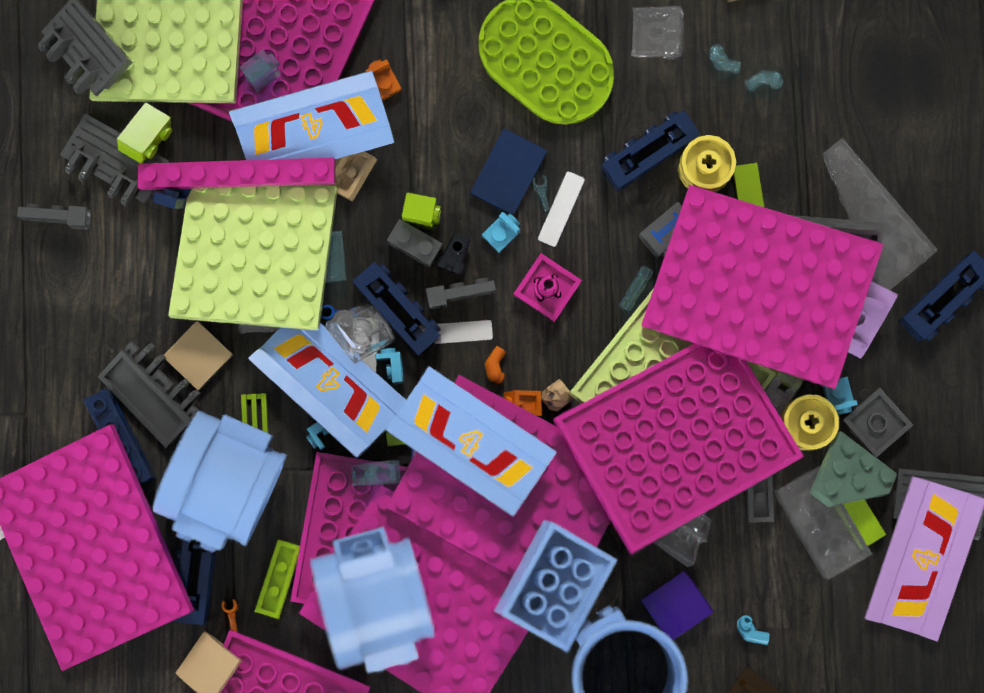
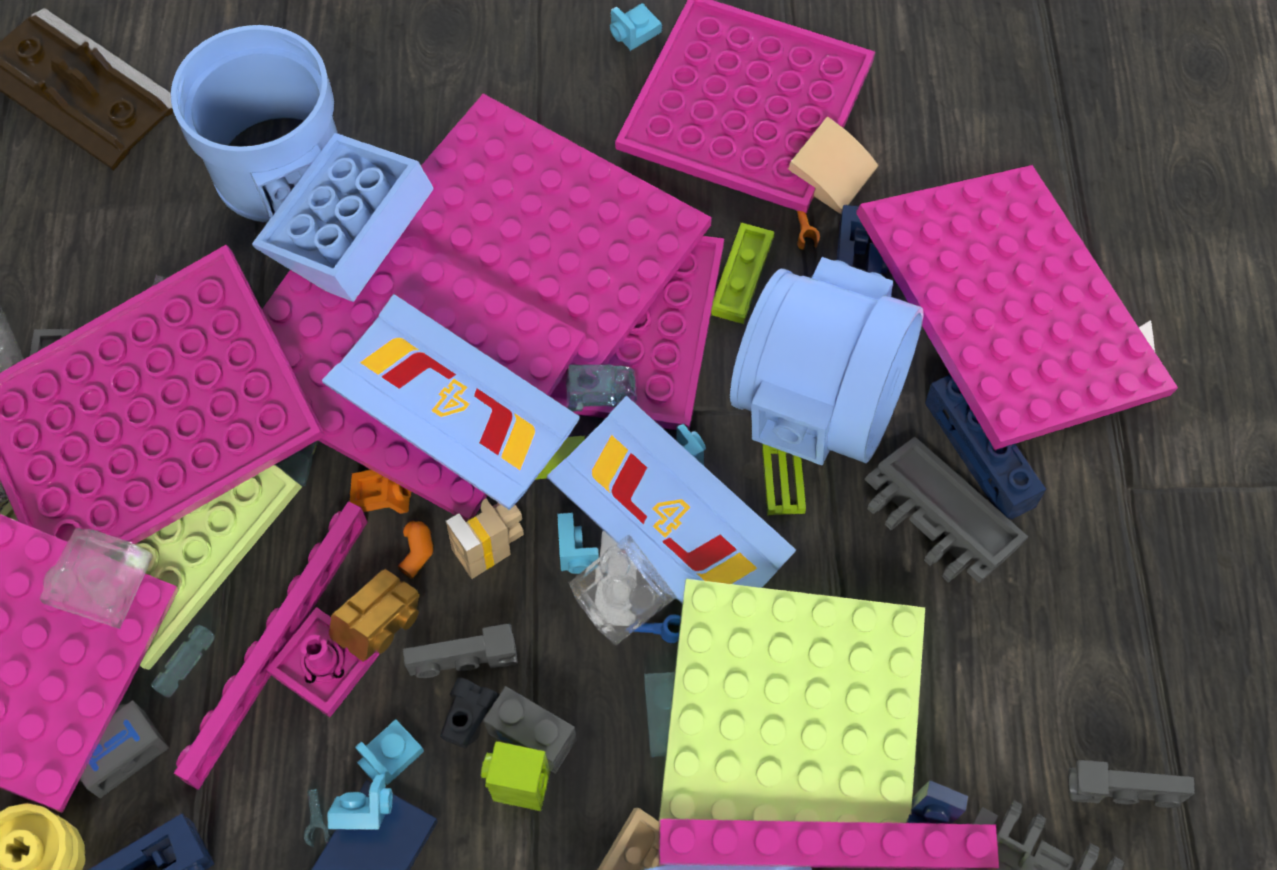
camera: 175 degrees left, 20 degrees down
(198, 355) = (875, 565): tan tile -> none
(371, 278) = (522, 583): dark blue brick -> none
(372, 601) = (604, 188): light blue cylinder -> none
(451, 362) = (485, 537): none -> tan hips
(464, 331) = (478, 601): white sticker -> none
(512, 191) = (361, 812): none -> medium azure bracket
(515, 312) = (374, 615): none -> pearl gold brick
(556, 396) = (324, 497): tan rock -> none
(561, 209) = (288, 795): white sticker -> none
(575, 309) = (243, 689): none -> dark pink plate
(677, 605) = (189, 231): dark purple slope -> none
(688, 321) = (96, 577): none -> clear slope
(749, 632) = (98, 202): medium azure arm -> none

